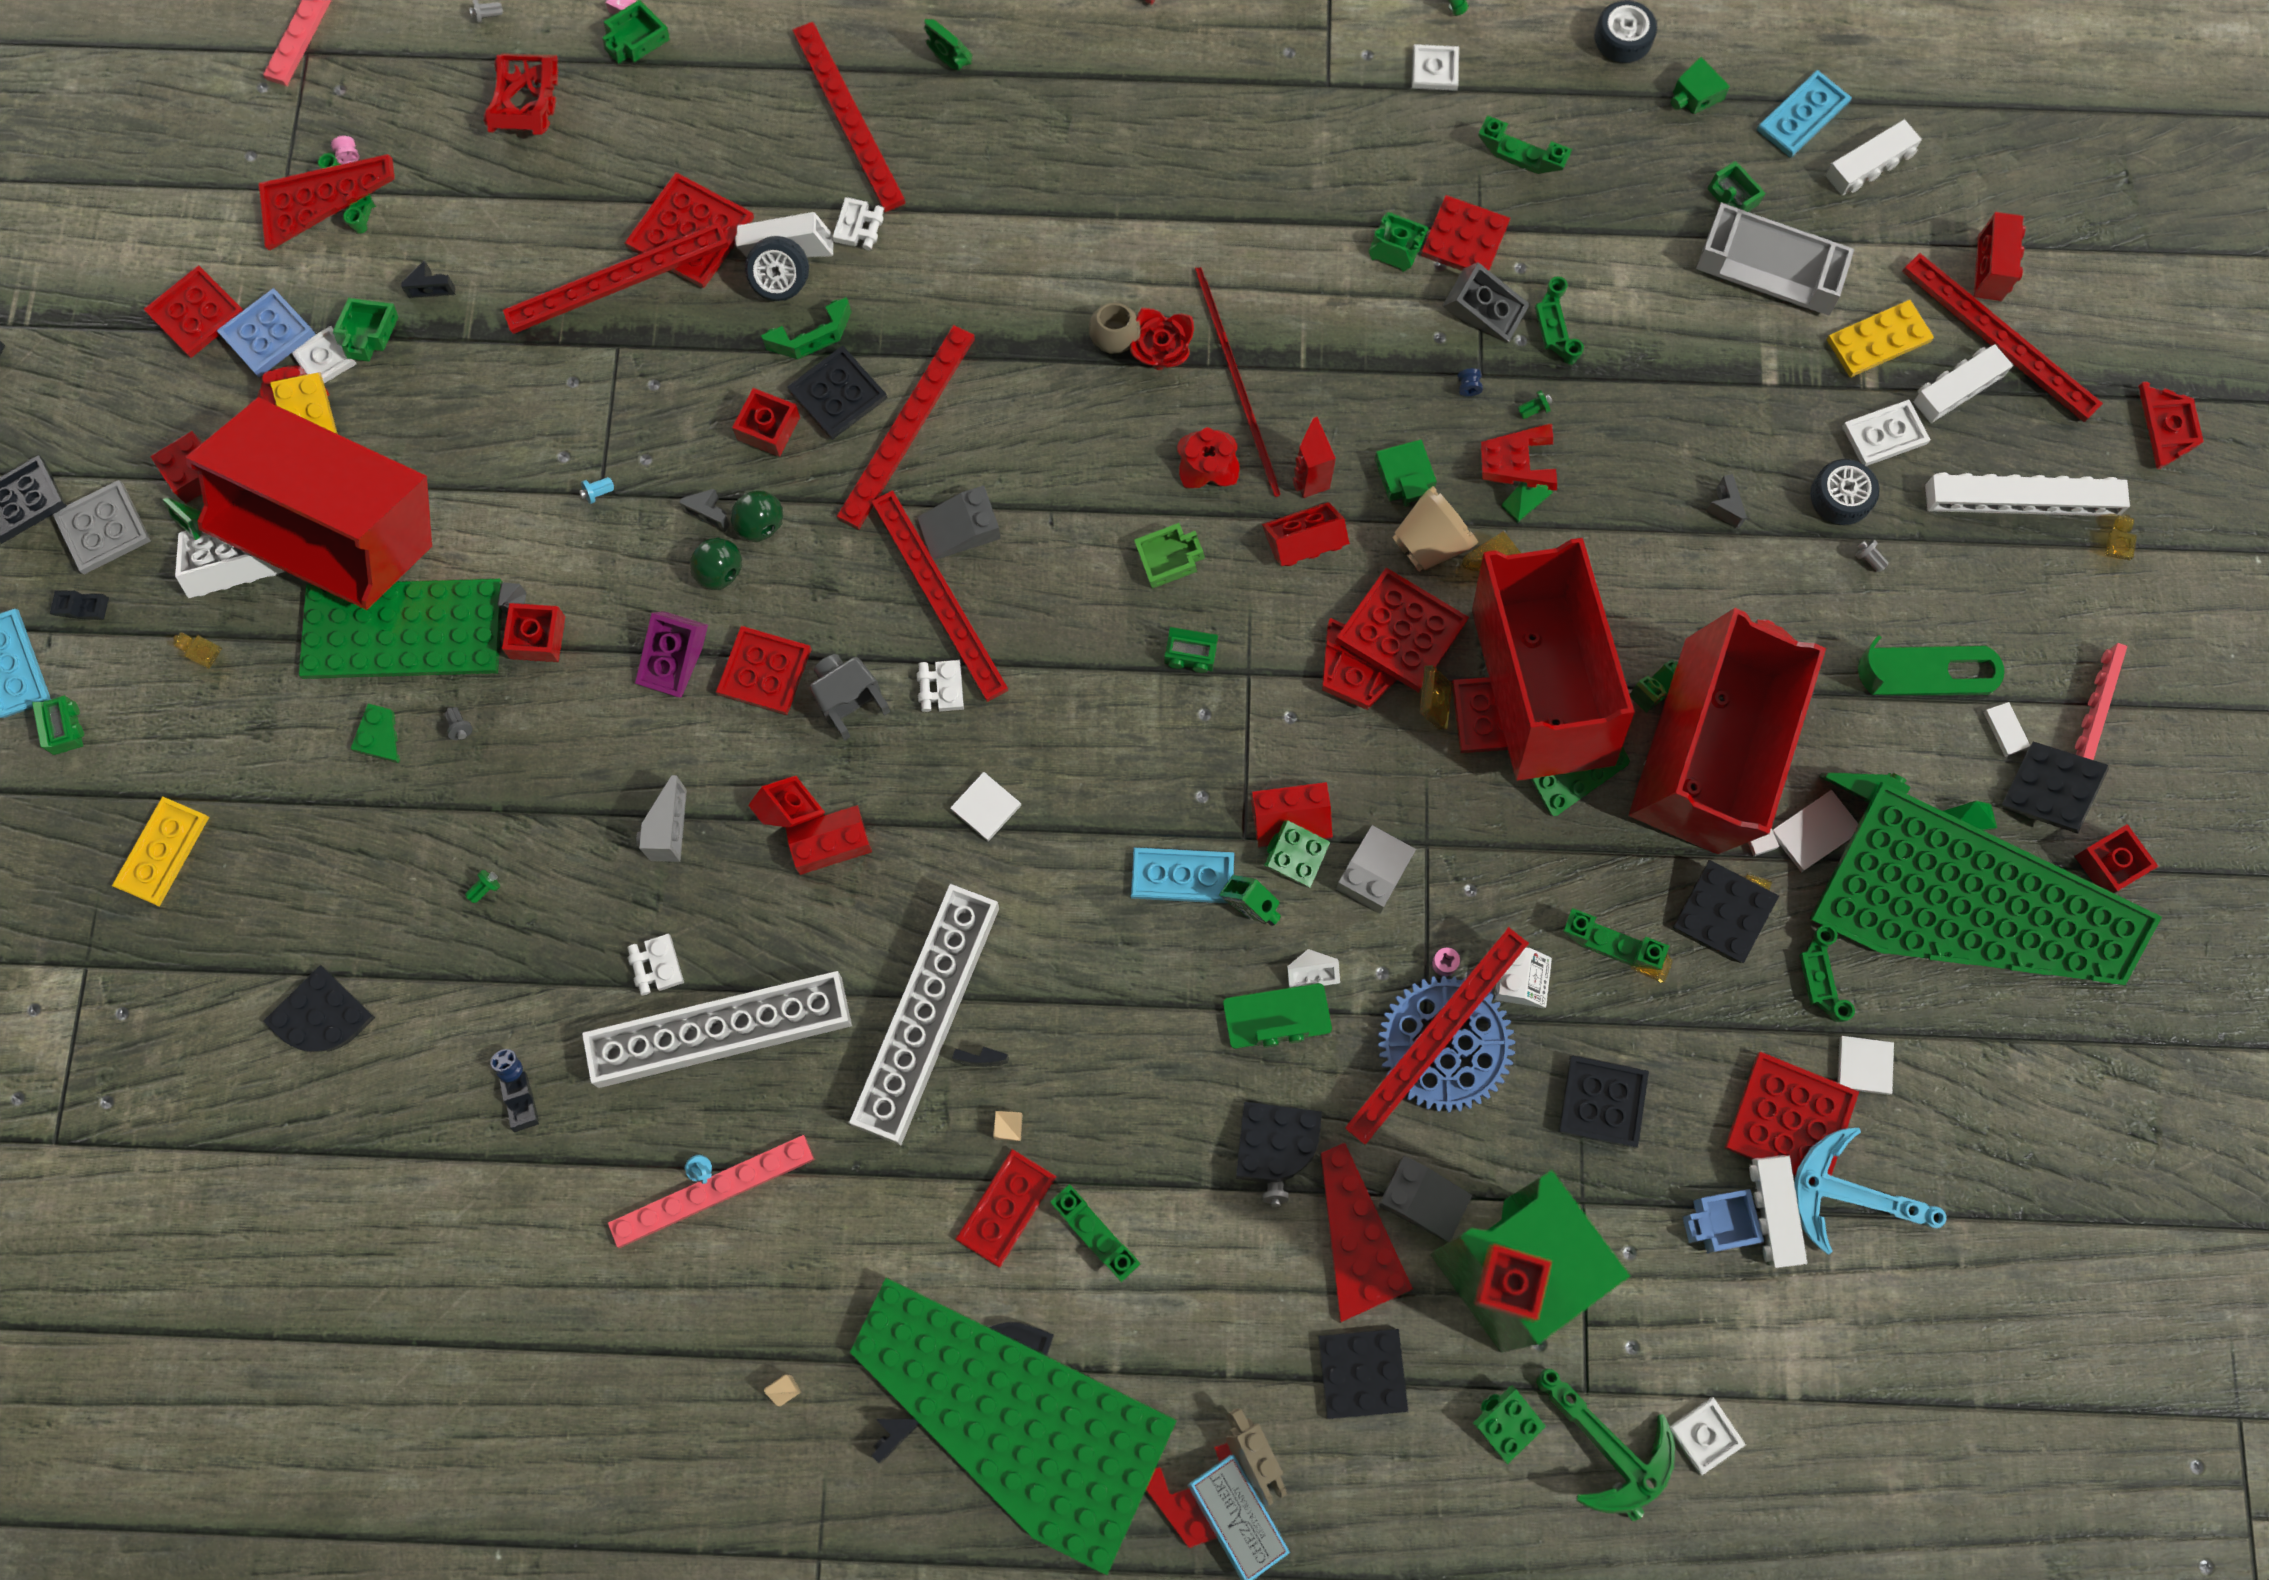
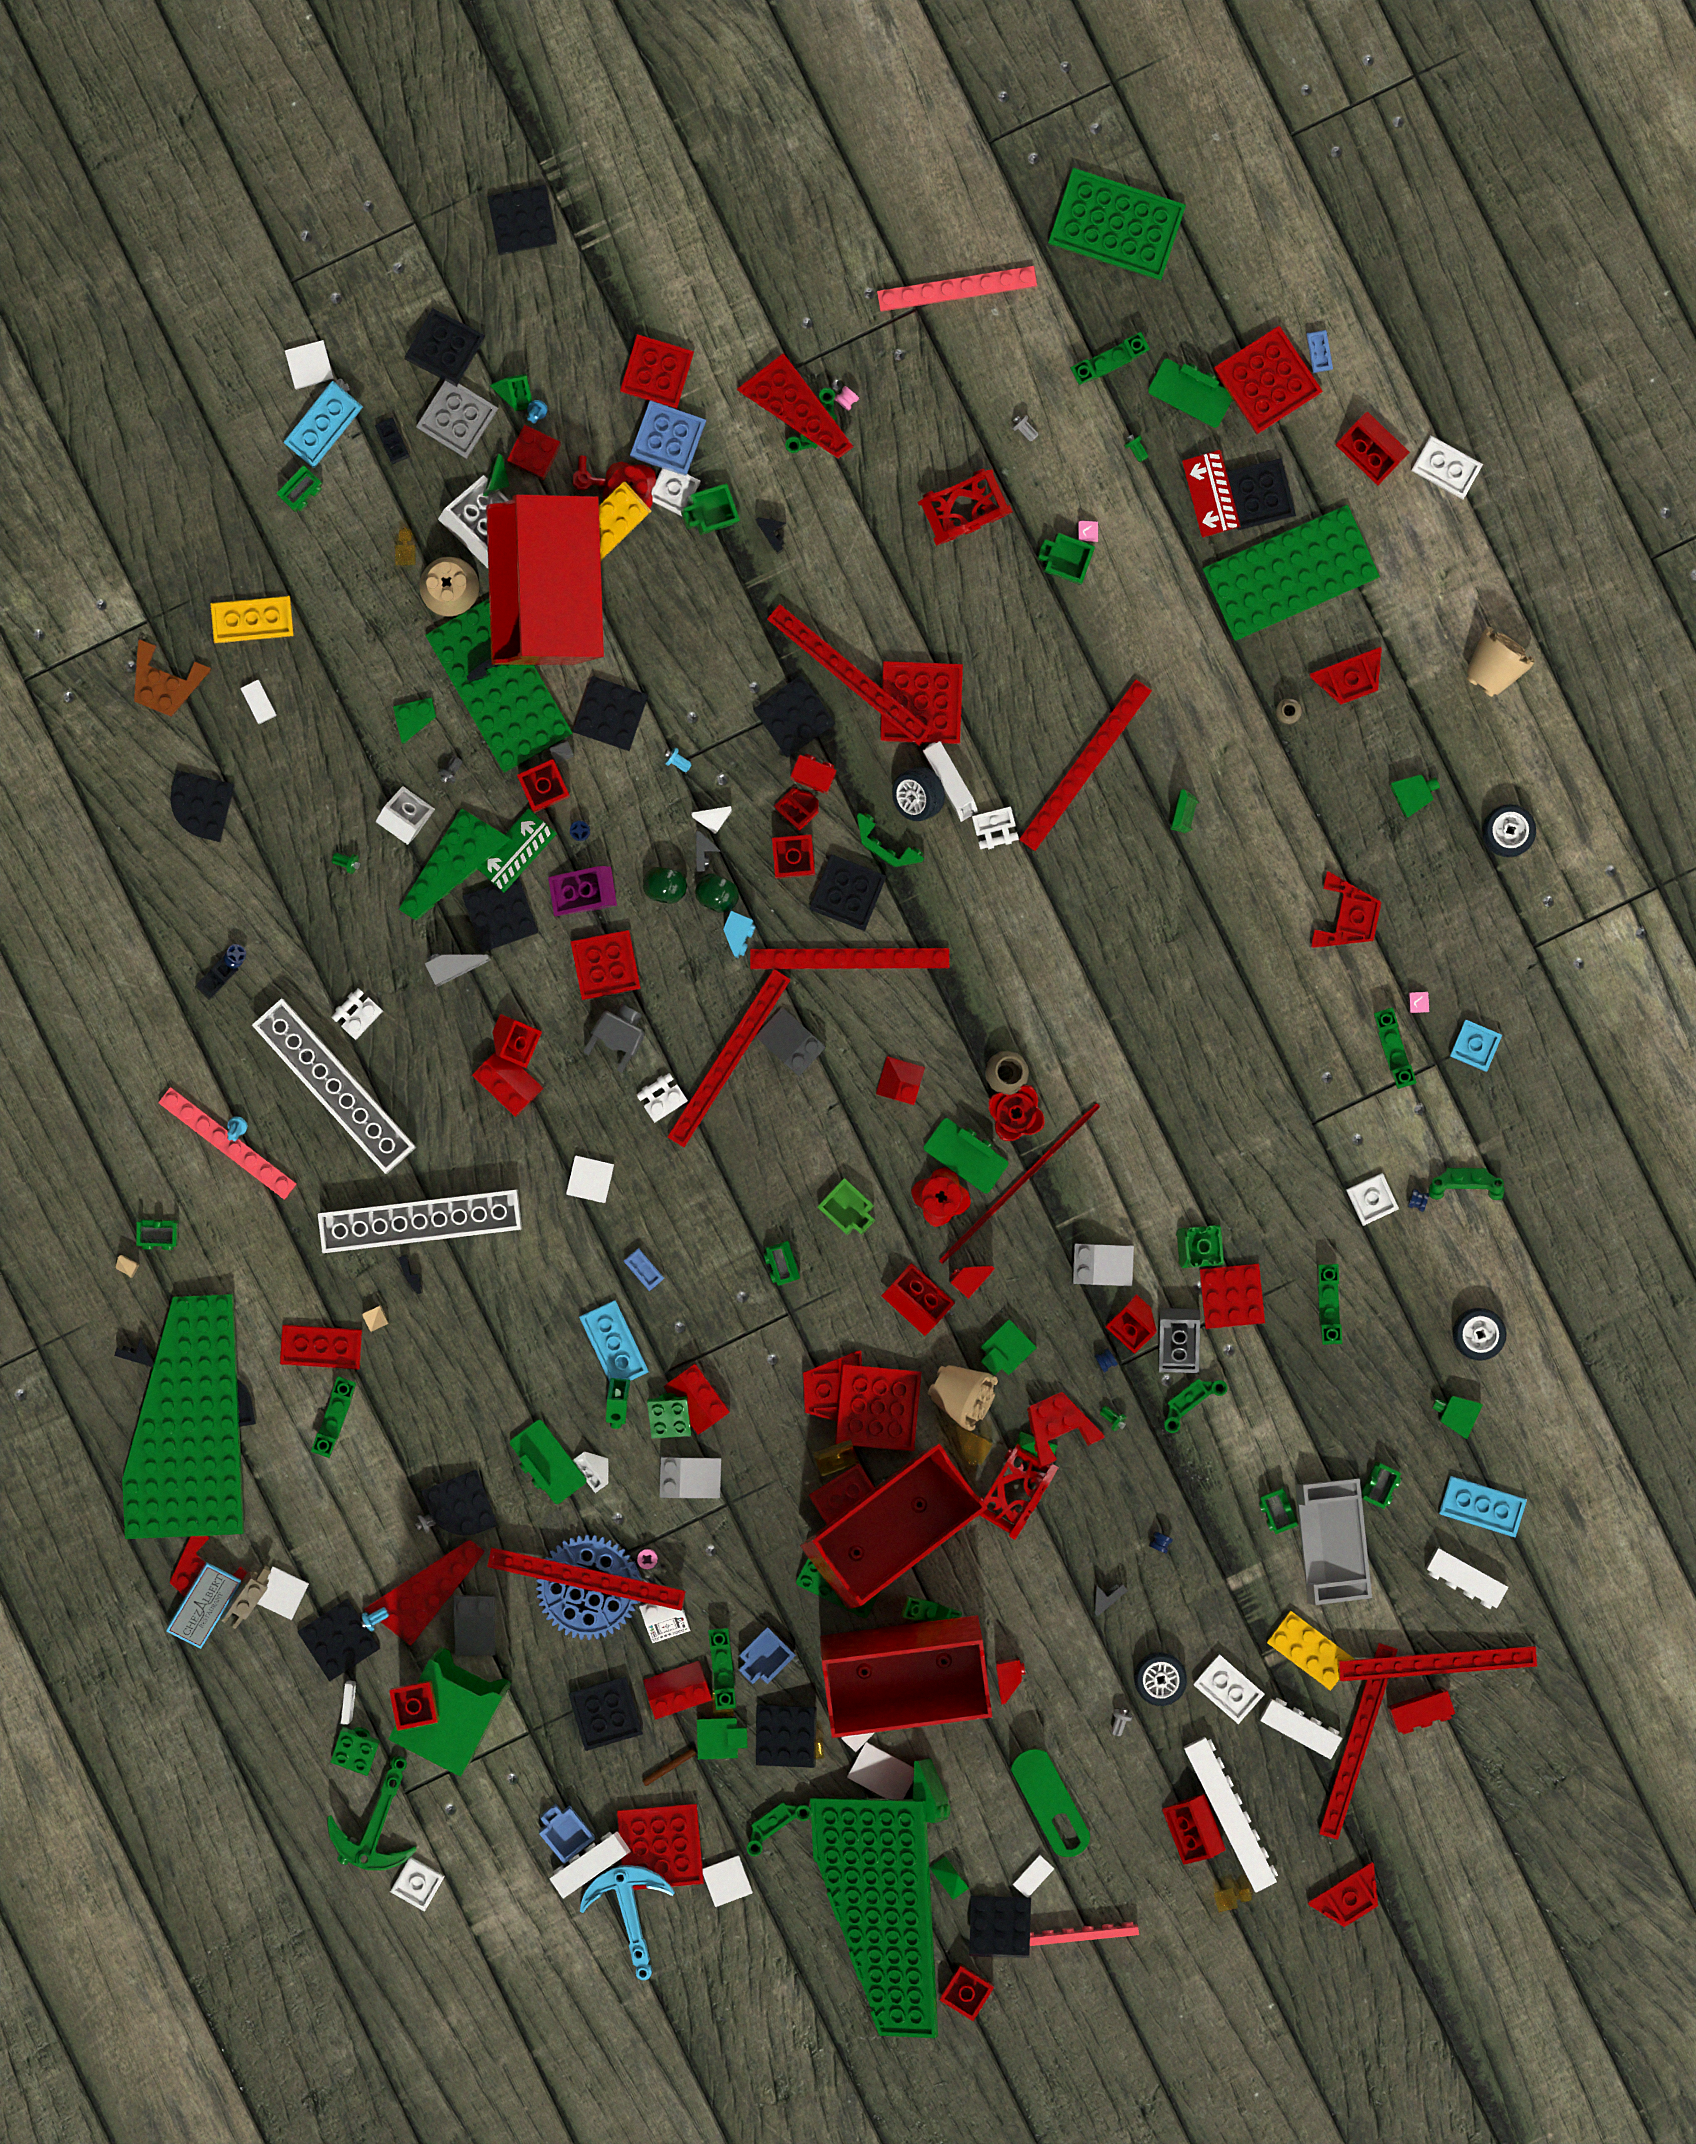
camera: 60 degrees right, 15 degrees up
(113, 455) = (514, 391): none -> green slope
(149, 444) = (537, 410): none -> dark azure piece
(167, 991) = (162, 690): none -> dark orange wing
(251, 891) = (258, 701): none -> white tile
(262, 622) = (452, 599): none -> tan cone
(371, 632) = (480, 671): none -> black slope
(473, 797) = (405, 815): none -> white slope
(506, 532) = (610, 713): none -> black plate
(553, 766) = (458, 856): none -> green wing
(584, 698) = (528, 838): none -> green tile
(603, 618) = (577, 829): none -> dark blue wheel
(625, 357) = (794, 716): none -> black plate
(642, 752) = (500, 916): none -> black plate
(675, 485) = (713, 818): none -> white slope
(694, 359) = (813, 773): none -> red brick
(720, 398) = (798, 807): none -> red slope
(766, 1331) = (157, 1233): none -> green window
(809, 514) = (737, 930): none -> medium azure slope
(1065, 439) = (900, 1080): none -> red slope
(1117, 799) = (643, 1269): none -> medium blue plate
(1177, 411) = (966, 1155): none -> green bracket
(1274, 1410) = (283, 1593): none -> white tile
(1359, 1314) = (370, 1620): none -> medium azure piece
(1365, 341) = (1102, 1264): none -> light grey slope
(1446, 337) = (1133, 1324): none -> red slope
(1446, 1399) = (348, 1702): none -> white tile
(1459, 24) = (1418, 1200): none -> dark blue wheel
(1565, 500) = (1042, 1482): none -> red fence
(1615, 1005) = (677, 1689): none -> red slope
(1623, 890) = (764, 1657): none -> medium blue piece
(1693, 422) = (1160, 1542): none -> dark blue wheel
(1693, 986) = (720, 1738): none -> green piece
(1700, 1064) = (669, 1766): none -> reddish brown bar
(1716, 296) = (1278, 1510): none -> green window
(1953, 223) = (1437, 1663): none -> red plate
(2028, 539) = (1194, 1829): none -> red slope

